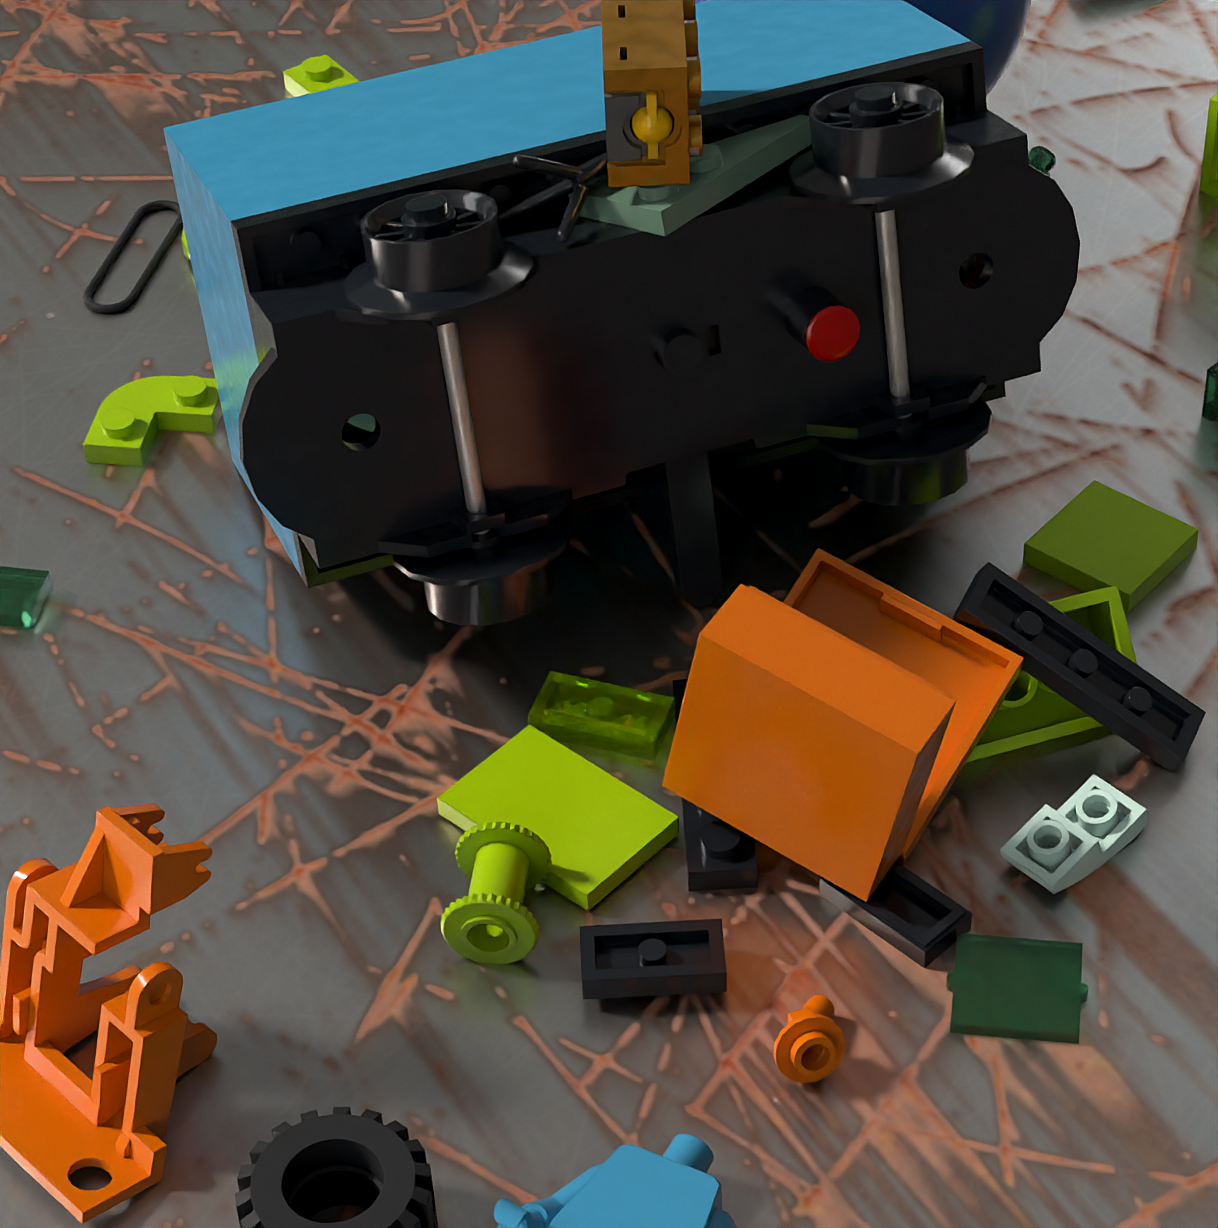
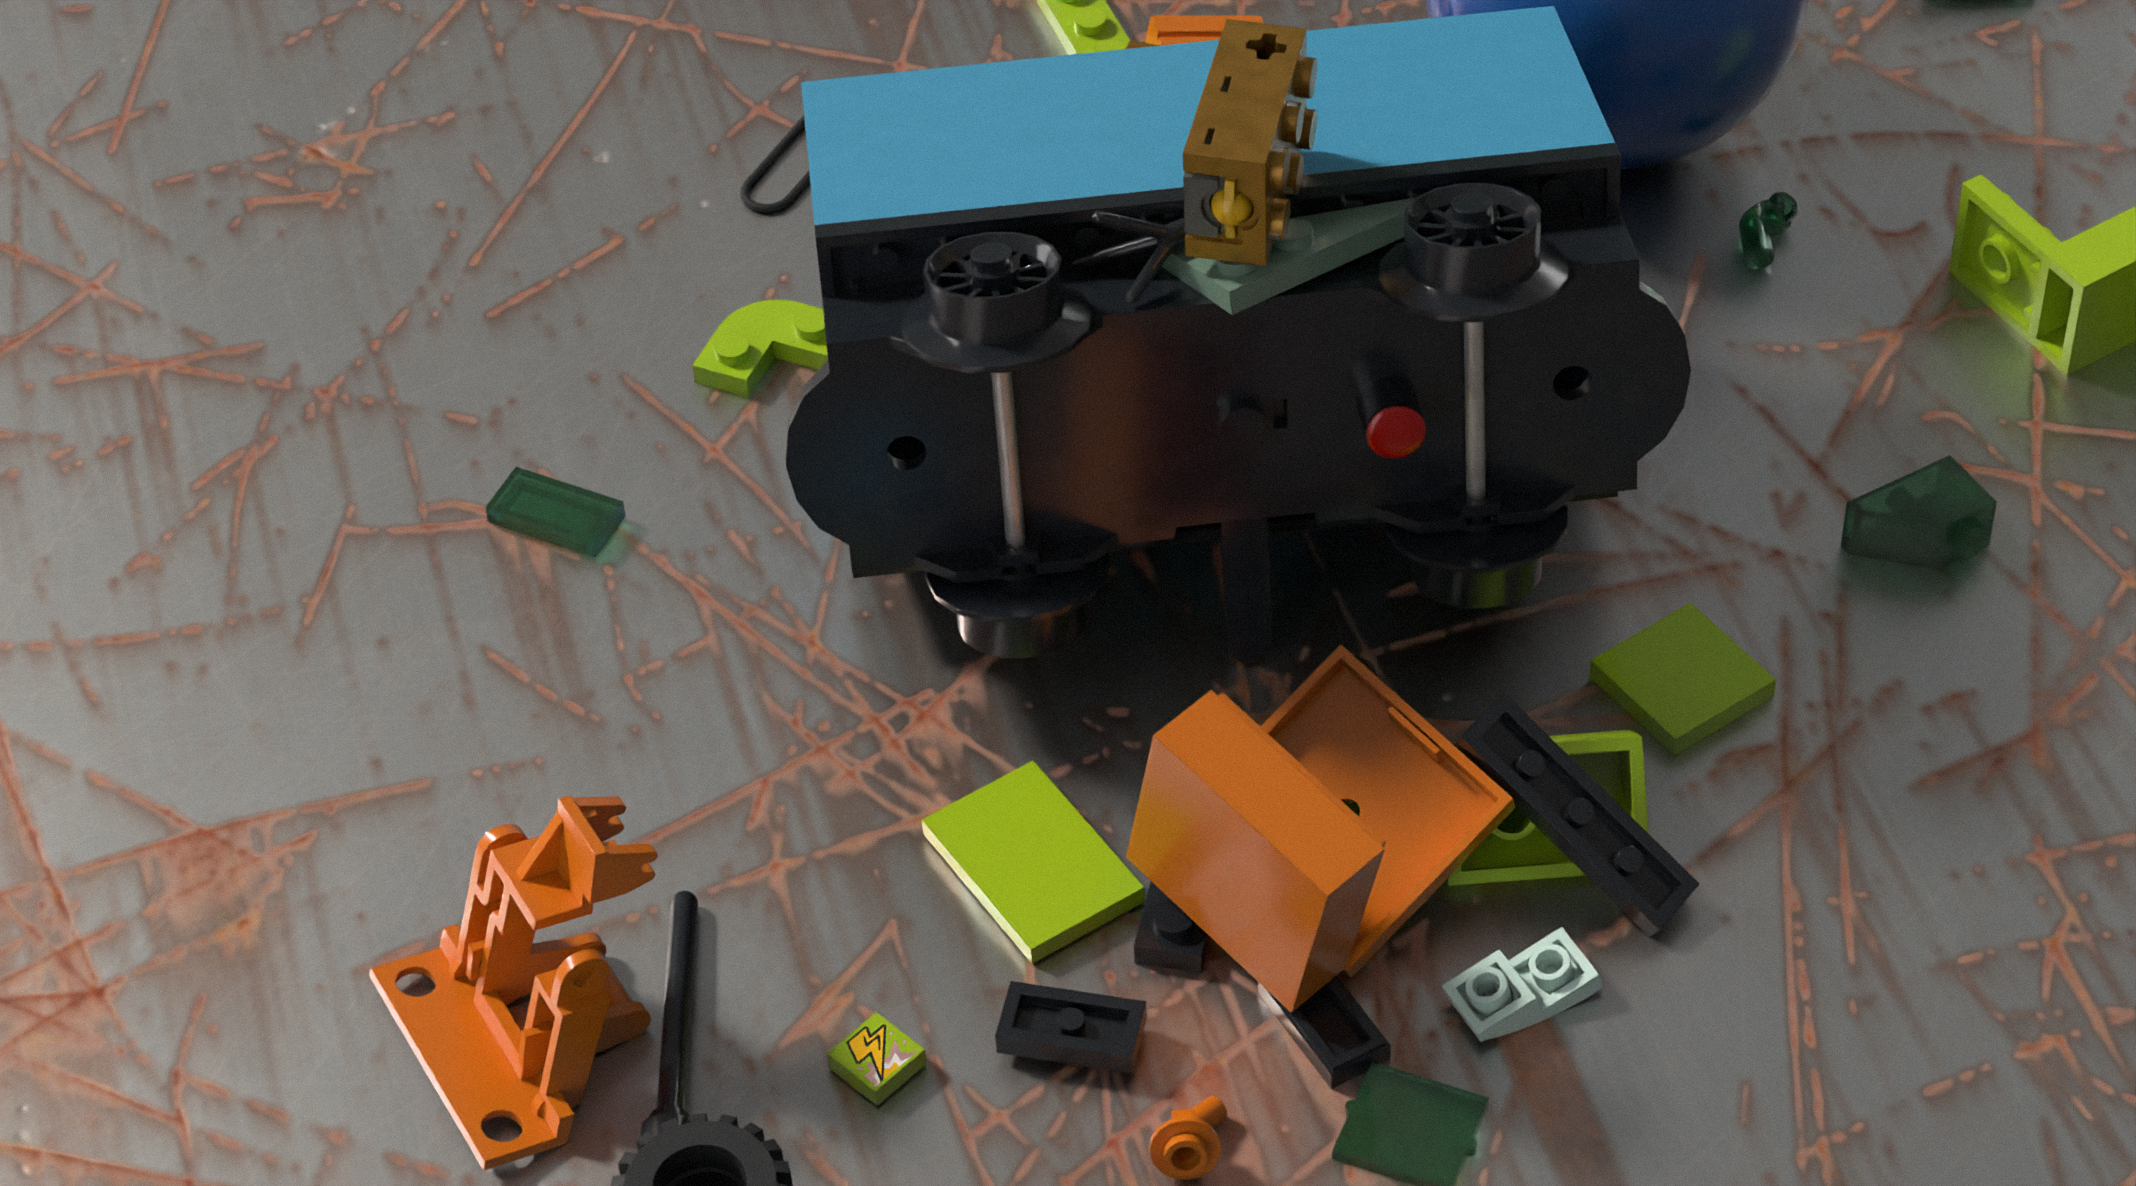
camera: 15 degrees right, 5 degrees up
(243, 1031) = (676, 1015): none -> black piece
(463, 1029) = (876, 1058): none -> lime tile
(491, 920) = (931, 955): lime hose -> none
(602, 715) = (1094, 760): clear neon green plate -> none

